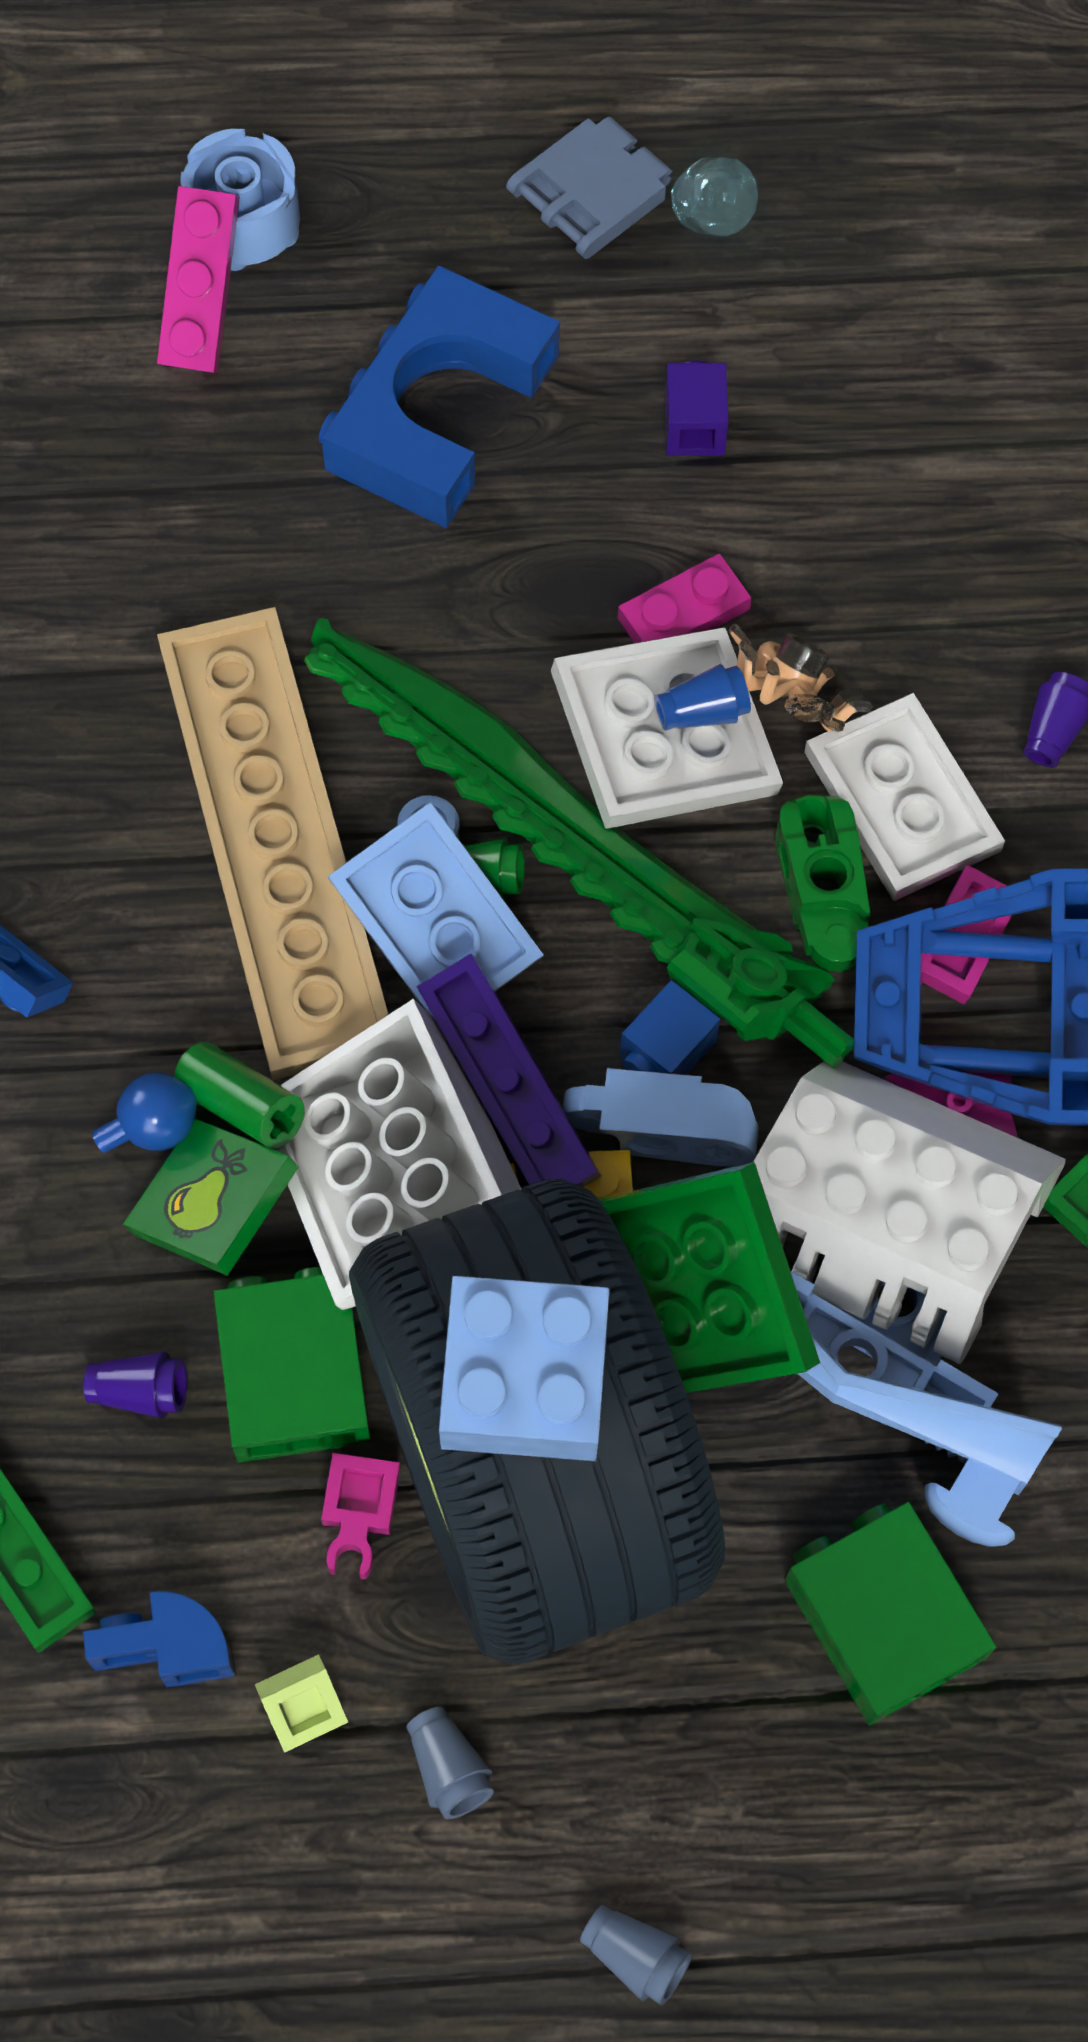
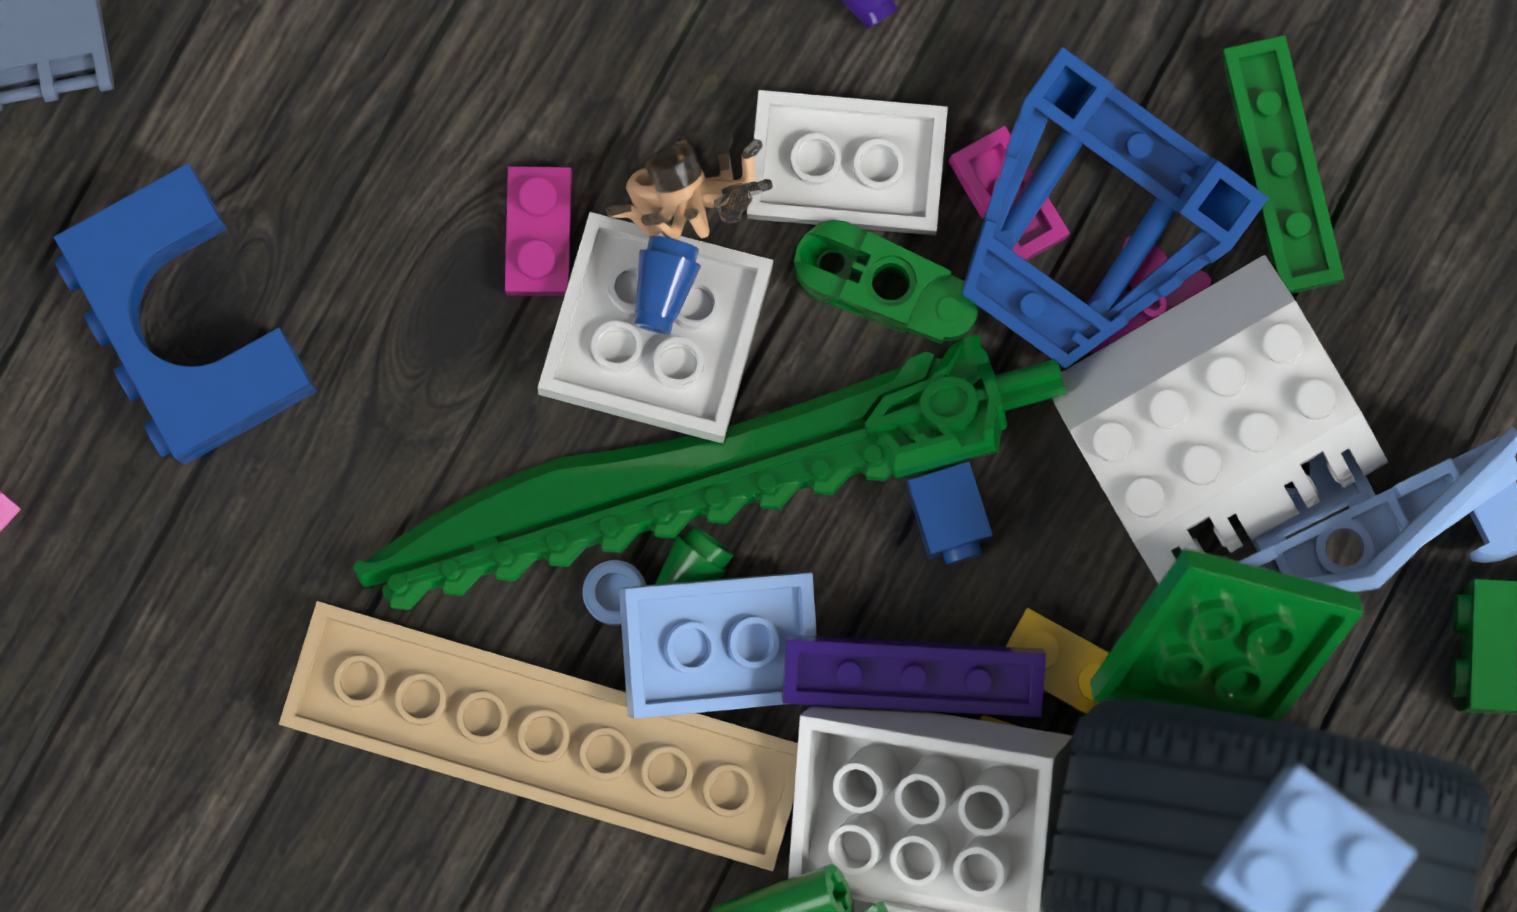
camera: 50 degrees left, 15 degrees up
(668, 1117) = (1021, 559): light blue piece -> none
(696, 409) = (345, 91): dark purple brick -> none

